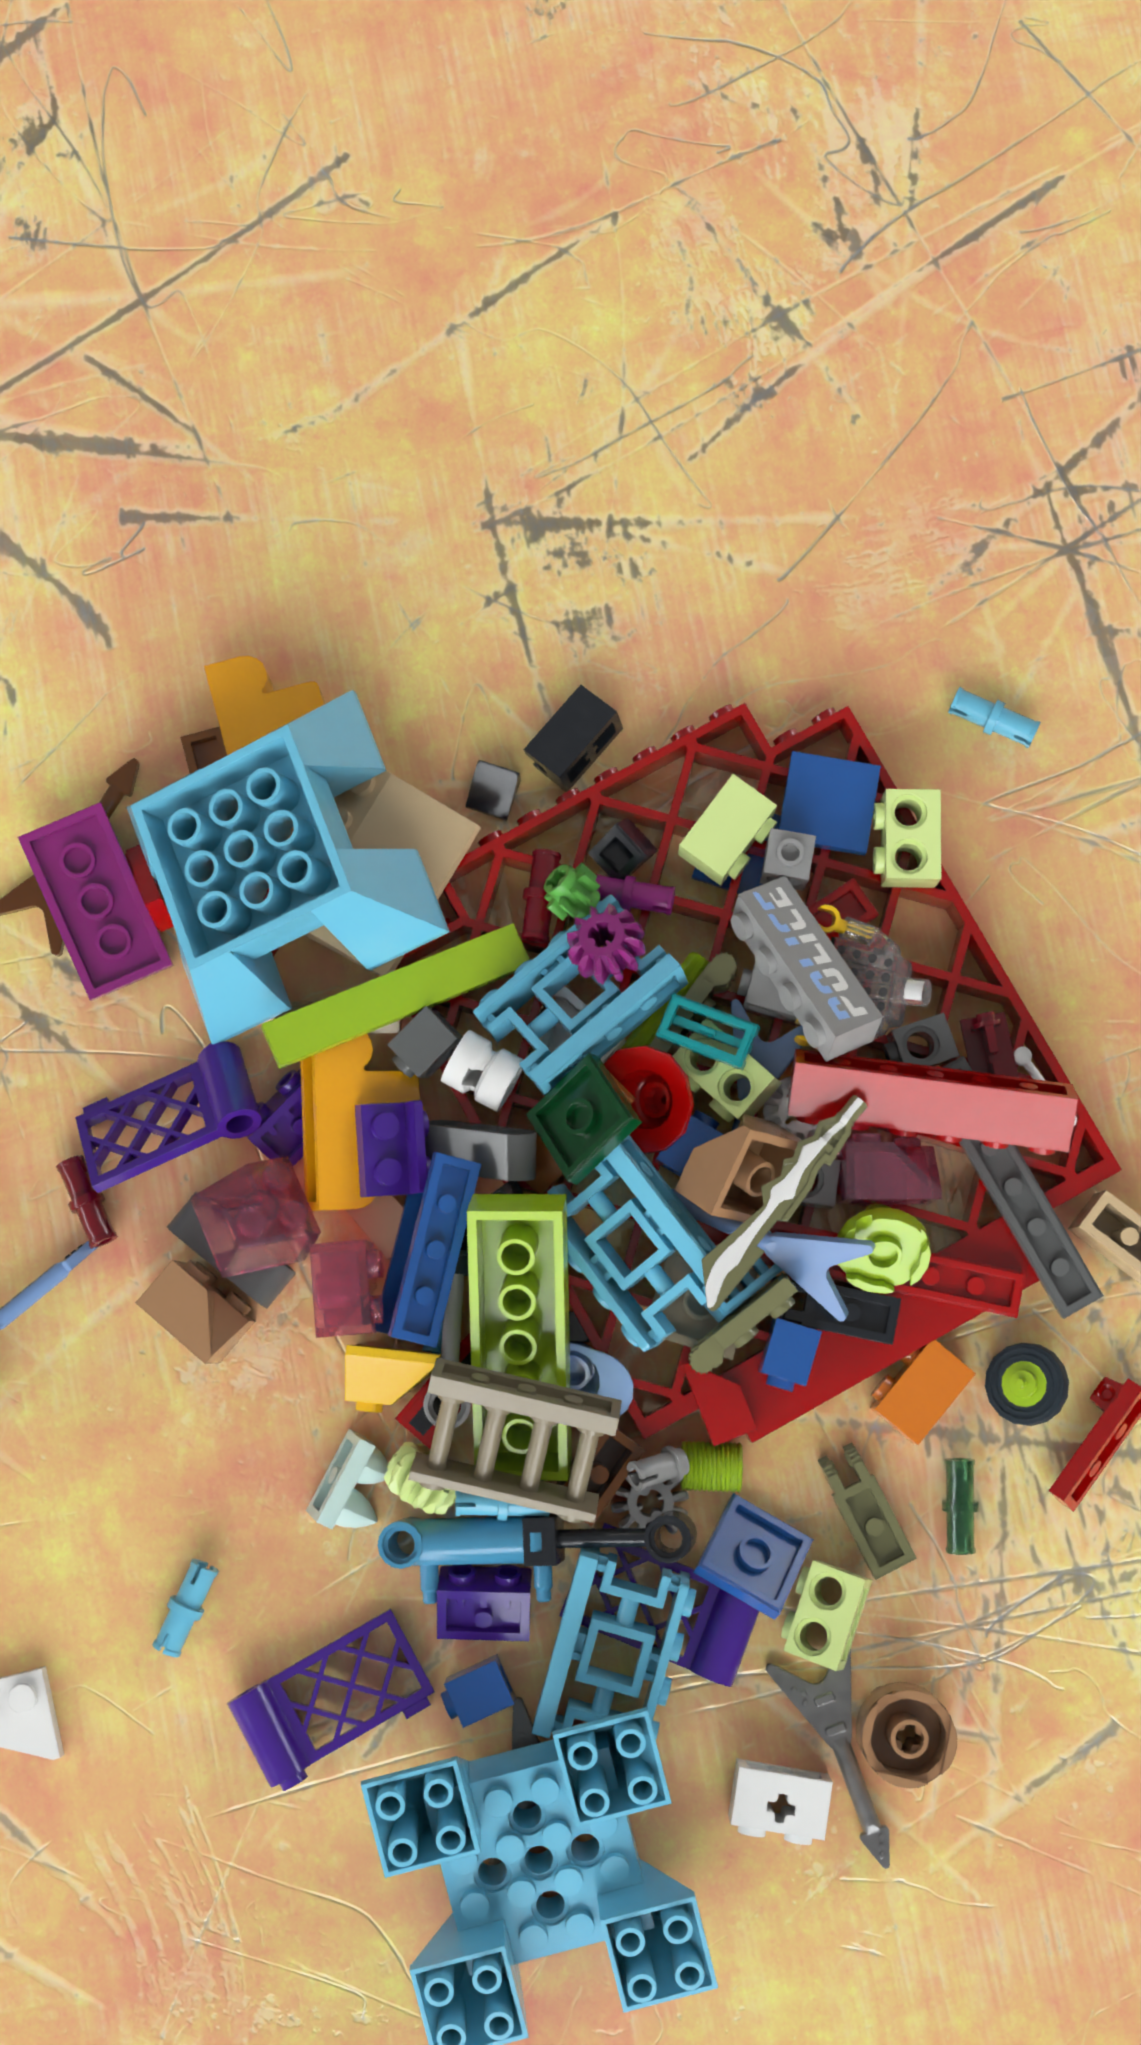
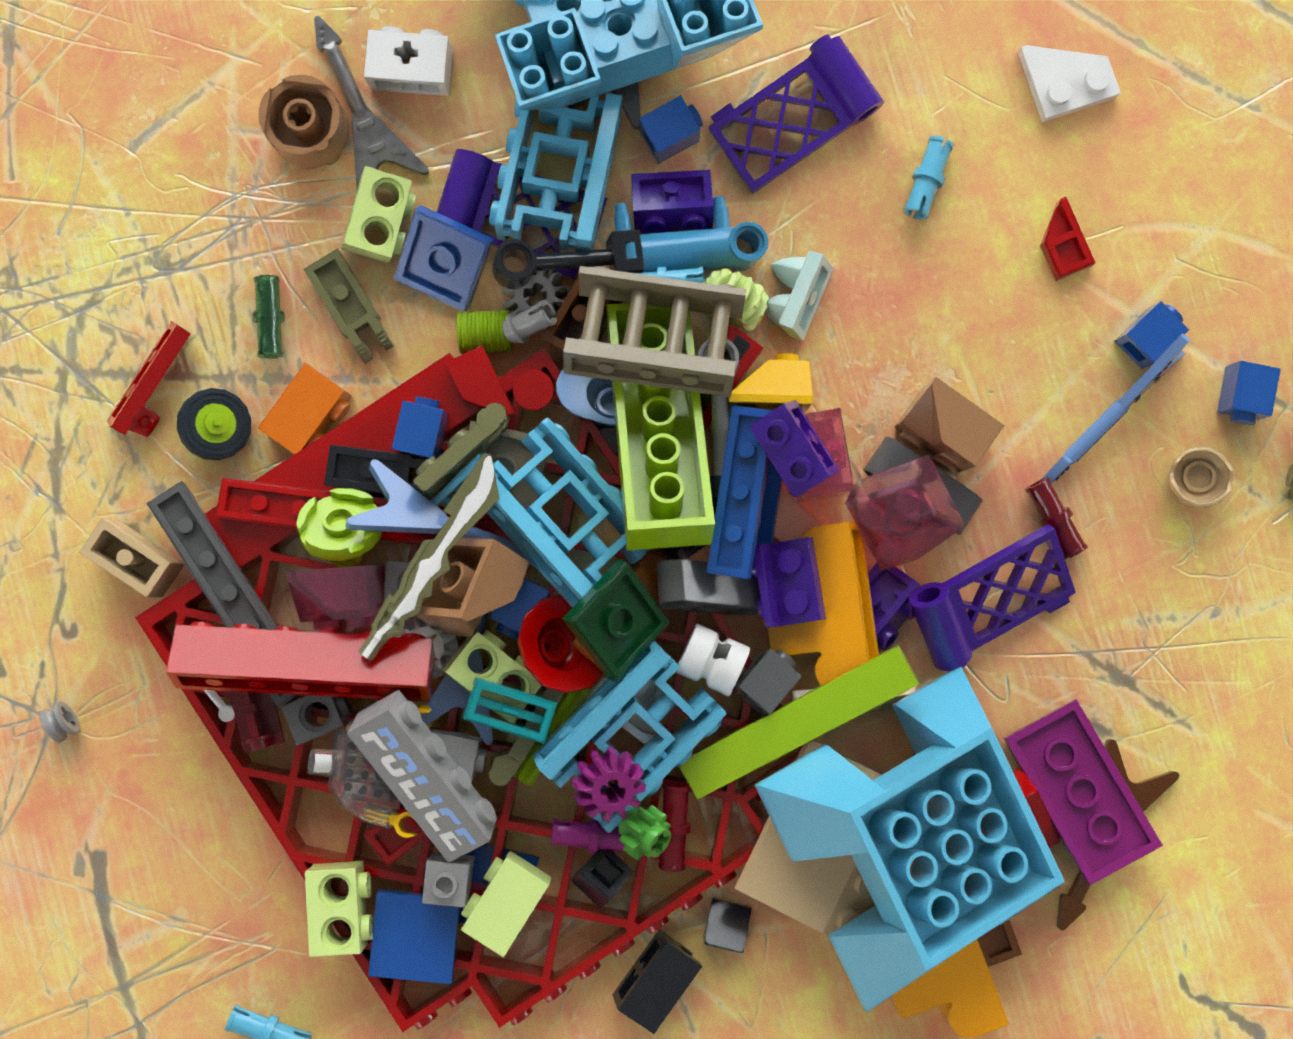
camera: 175 degrees right, 5 degrees up
(37, 1518) = (1065, 243): none -> red tile
(370, 1292) = (794, 448): none -> dark purple bracket
(659, 1389) = (533, 390): none -> red tile

